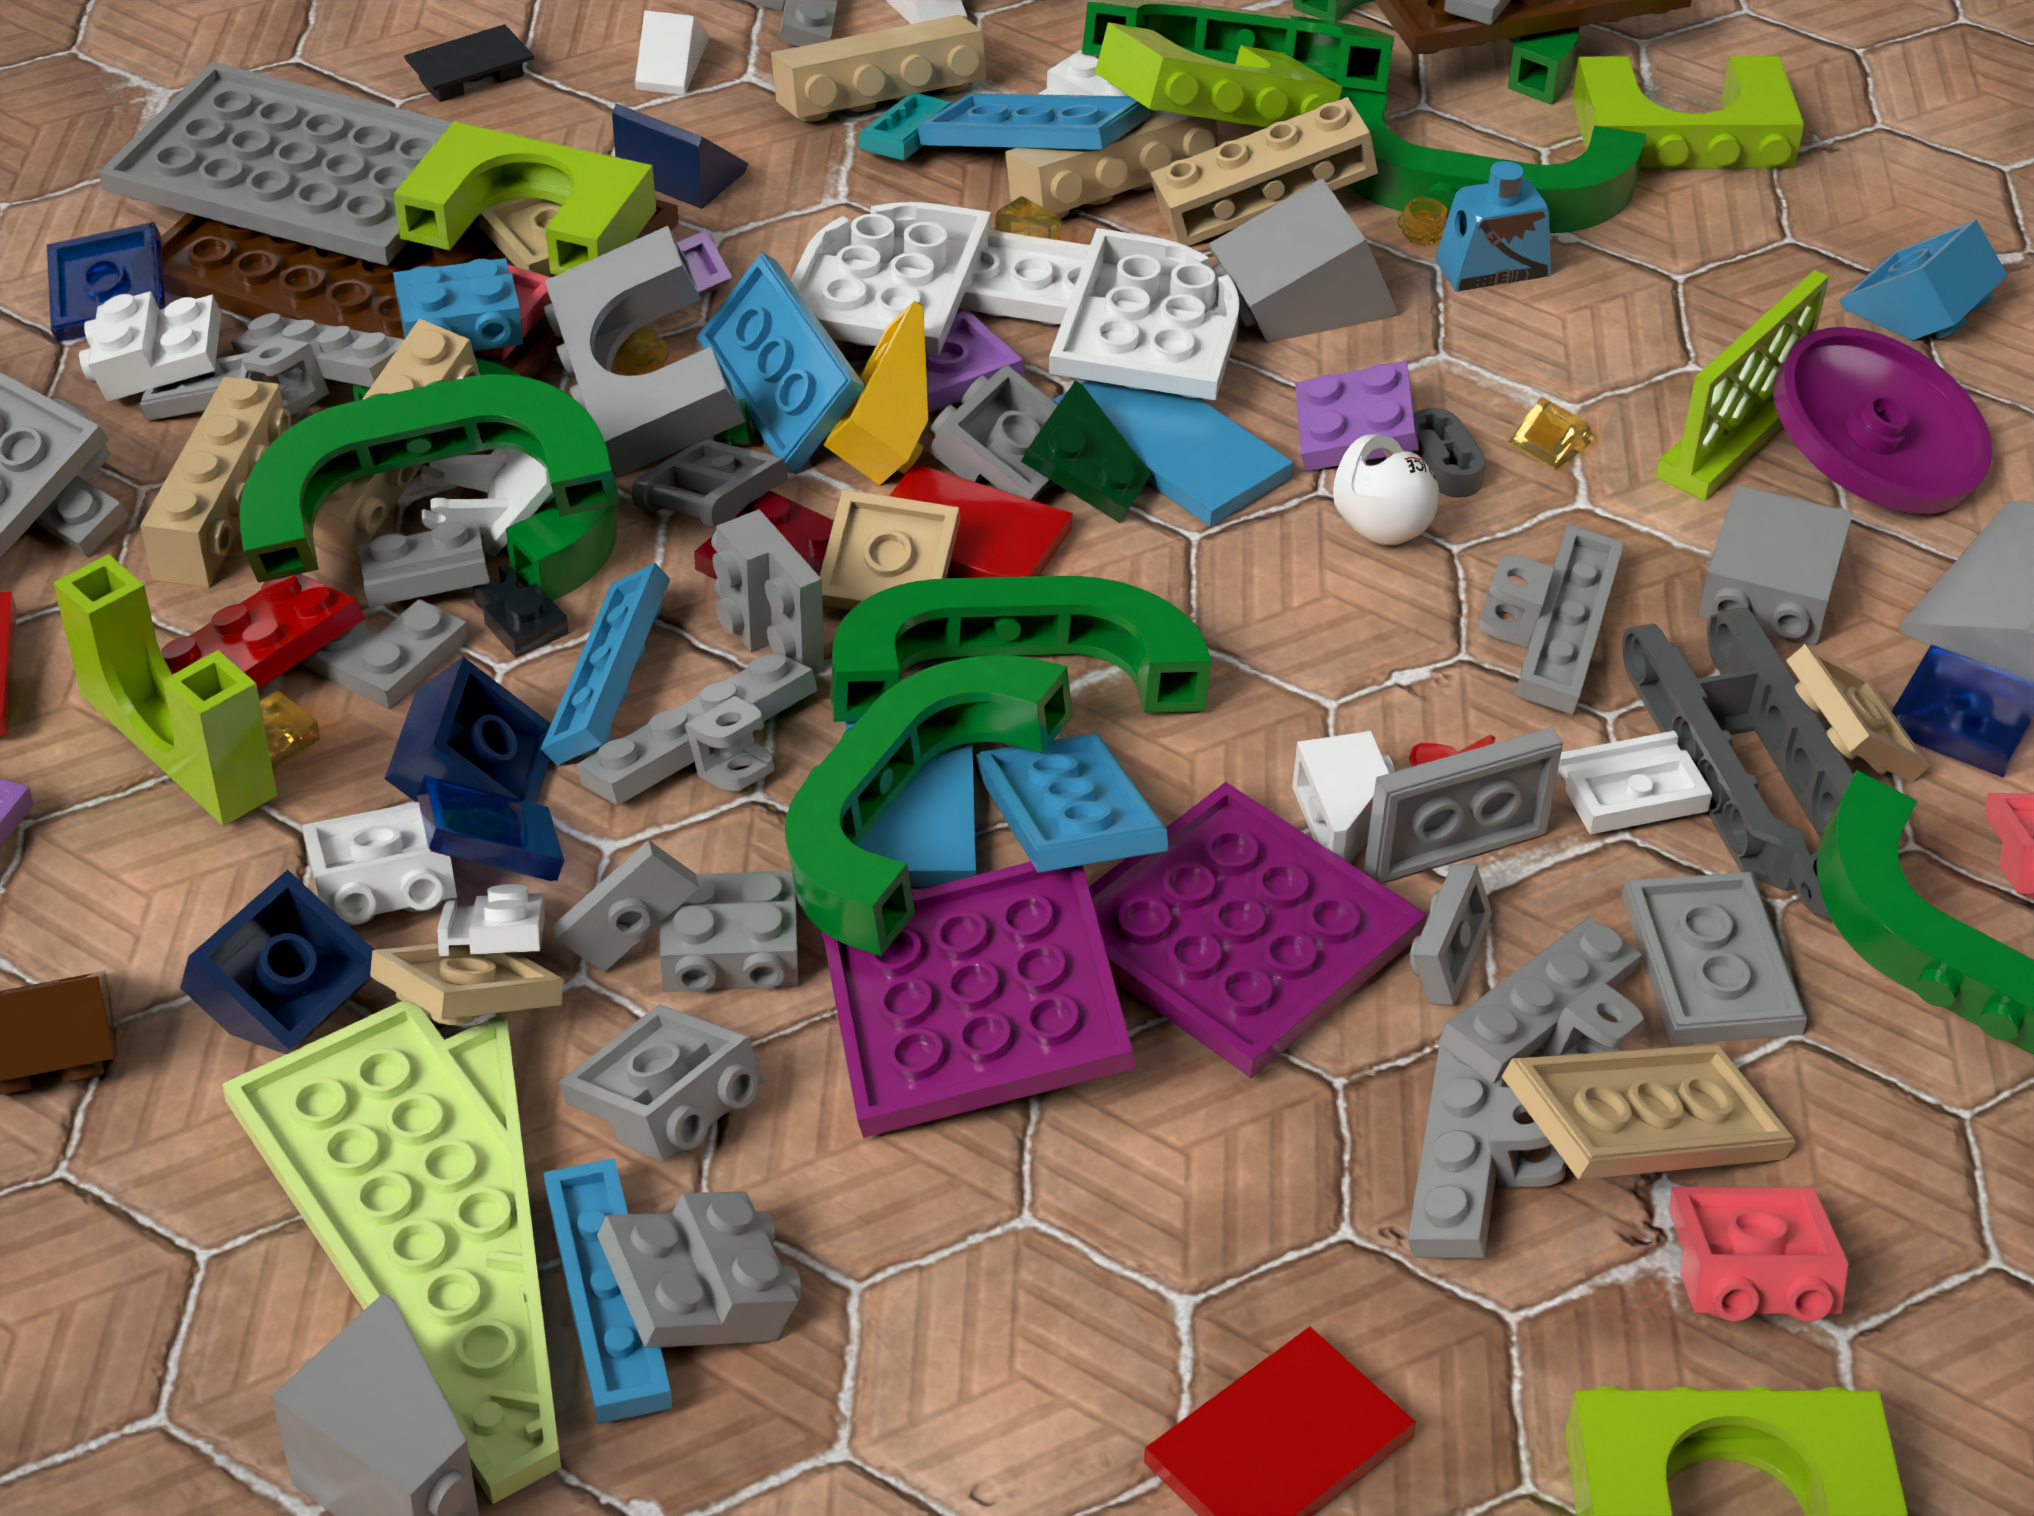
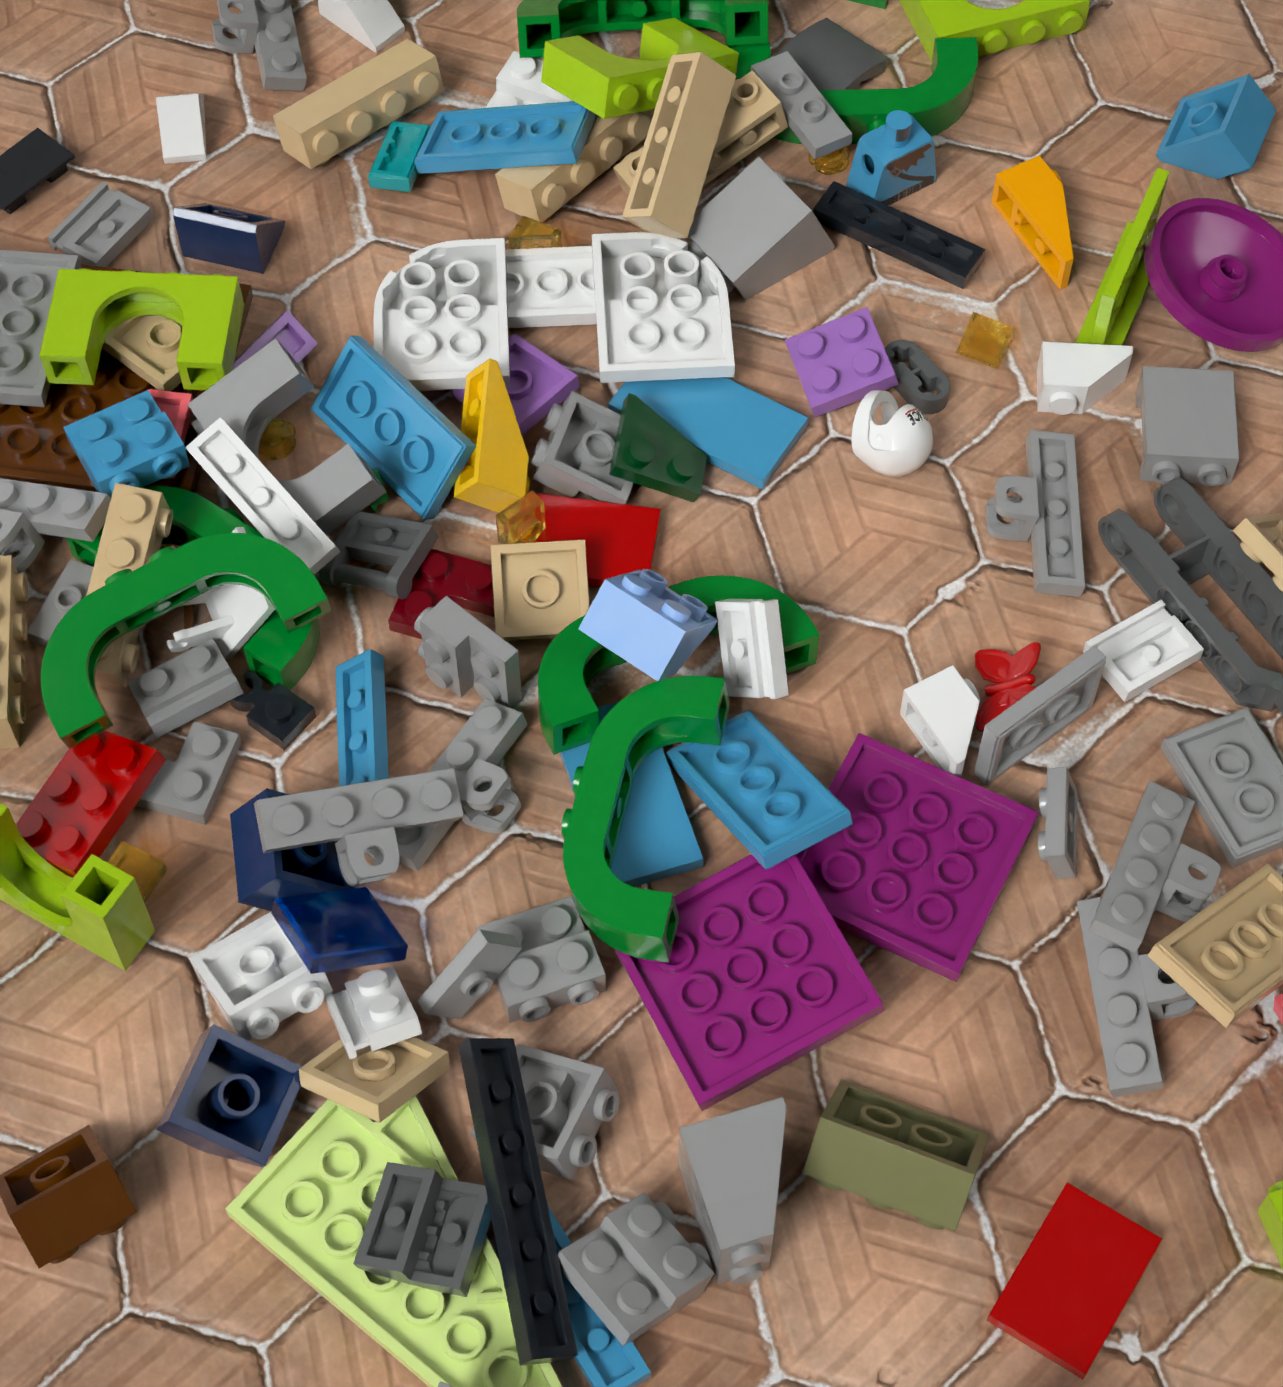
camera: 15 degrees left, 15 degrees up
(454, 1160) = (425, 1230): none -> dark grey slope
(541, 116) = (101, 226): none -> light grey plate
(560, 712) = (360, 819): none -> light grey plate
(574, 1152) = (517, 1202): none -> black plate
(588, 376) = (260, 495): none -> white plate
(870, 1205) = (733, 1186): none -> light grey slope
(893, 473) = (521, 520): none -> clear yellow plate
(994, 589) = (647, 622): none -> light blue slope
(1089, 1239) = (896, 1155): none -> olive slope
(1119, 655) = (752, 648): none -> white plate
(1228, 146) = (679, 145): none -> tan brick
(1403, 155) = (803, 105): none -> light grey plate
(1460, 125) = (834, 57): none -> dark grey slope
(1480, 310) = (899, 234): none -> black plate
(1656, 487) = (1078, 375): none -> white slope
(1658, 313) = (1035, 208): none -> light orange slope

